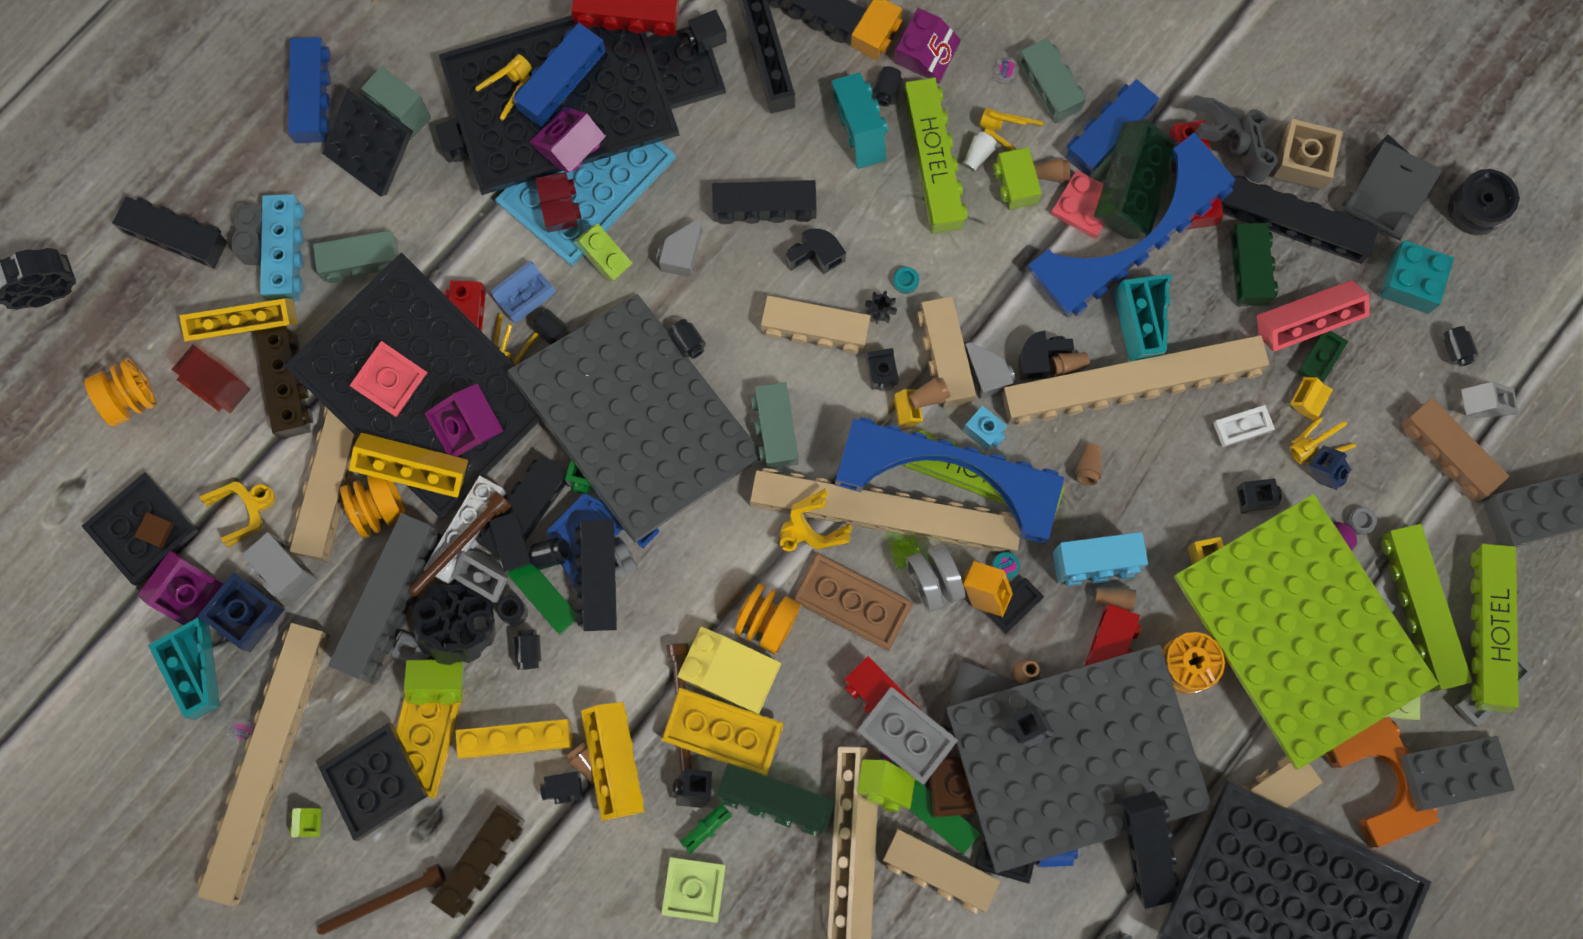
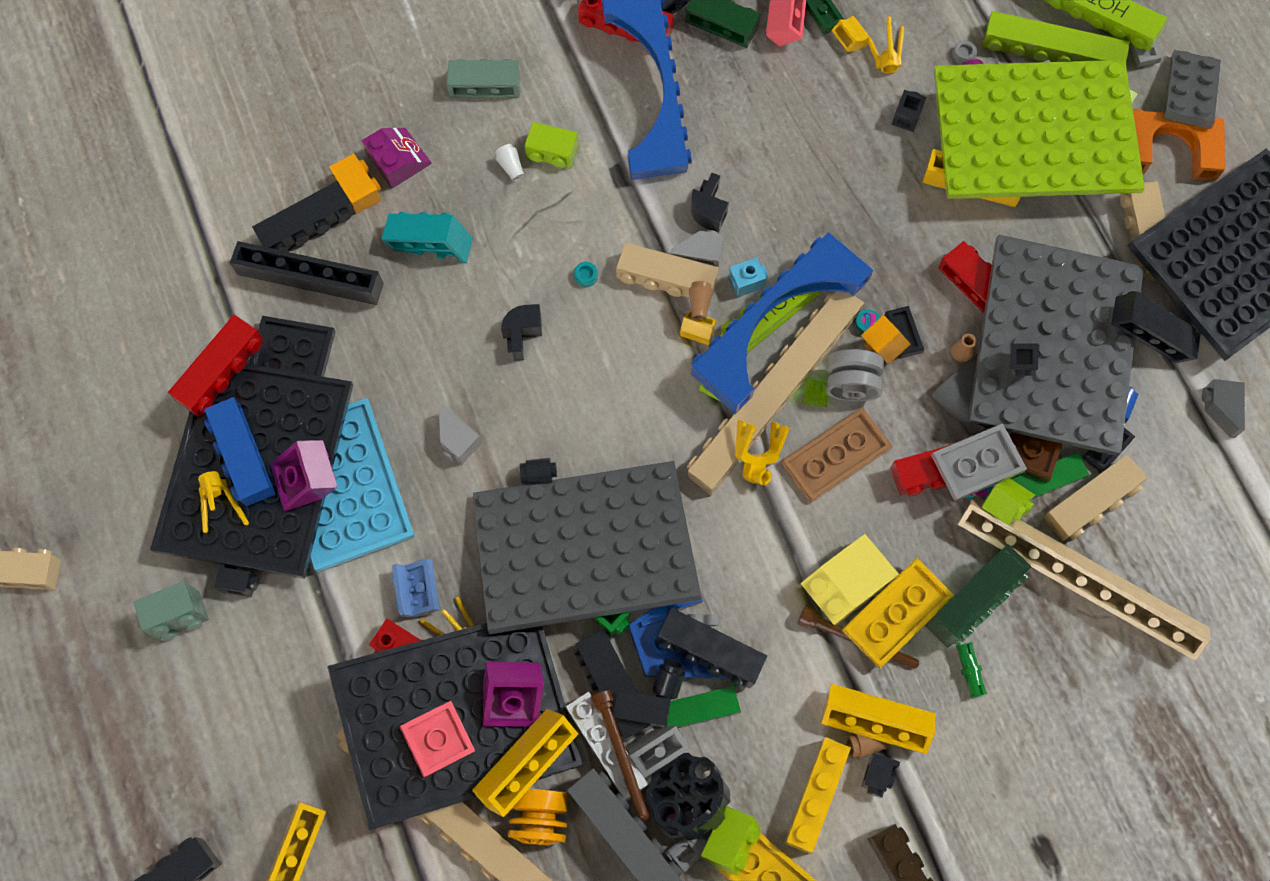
camera: 60 degrees left, 5 degrees down
(248, 236) = (209, 806): dark grey brick -> none
(281, 247) = (242, 787): medium azure brick -> none
(283, 391) = (373, 848): dark brown brick -> none
(308, 90) = (103, 687): blue brick -> none
(355, 256) = (293, 720): sand green brick -> none
(367, 141) = (192, 654): black plate -> none
(506, 605) = (705, 732): black brick -> none
(527, 650) = (741, 746): black brick -> none
(549, 326) = (461, 581): black brick -> none
(557, 202) = (353, 514): dark red brick -> none
(603, 252) = (421, 500): lime brick -> none
(693, 788) = (935, 661): black brick -> none
(693, 890) = (1019, 706): yellowish green plate -> none
(706, 31) = (275, 313): black brick -> none
(764, 201) = (453, 347): black brick -> none
(767, 618) = (821, 525): light orange wheel -> none
(775, 425) = (654, 437): sand green brick -> none
(815, 324) = (585, 362): tan brick -> none
(878, 359) = (648, 336): black brick -> none
(887, 86) = (411, 200): black brick -> none
(887, 310) = (599, 297): black gear -> none
(934, 155) = (493, 196): lime brick -> none
(994, 120) = (490, 138): yellow plant -> none
(1005, 70) = (453, 108): clear tile -> none
(1054, 170) = (561, 114): medium nougat cone -> none
(1067, 363) = (727, 188): medium nougat cone -> none
(1079, 204) = (601, 109): coral plate -> none
(1089, 467) = (819, 216): medium nougat cone -> none
(1100, 559) = (904, 246): medium azure brick -> none
(1101, 135) = (551, 57): blue brick -> none
(1118, 596) = (938, 249): medium nougat cone -> none
(1135, 380) = (767, 151): tan brick -> none
(1136, 179) = (608, 58): clear green brick -> none
(1143, 315) = (722, 114): teal wedge -> none
(1196, 677) = (1021, 218): light orange wheel -> none
(1244, 426) = (847, 92): white plate -> none
(1336, 473) = (918, 47): dark blue brick -> none

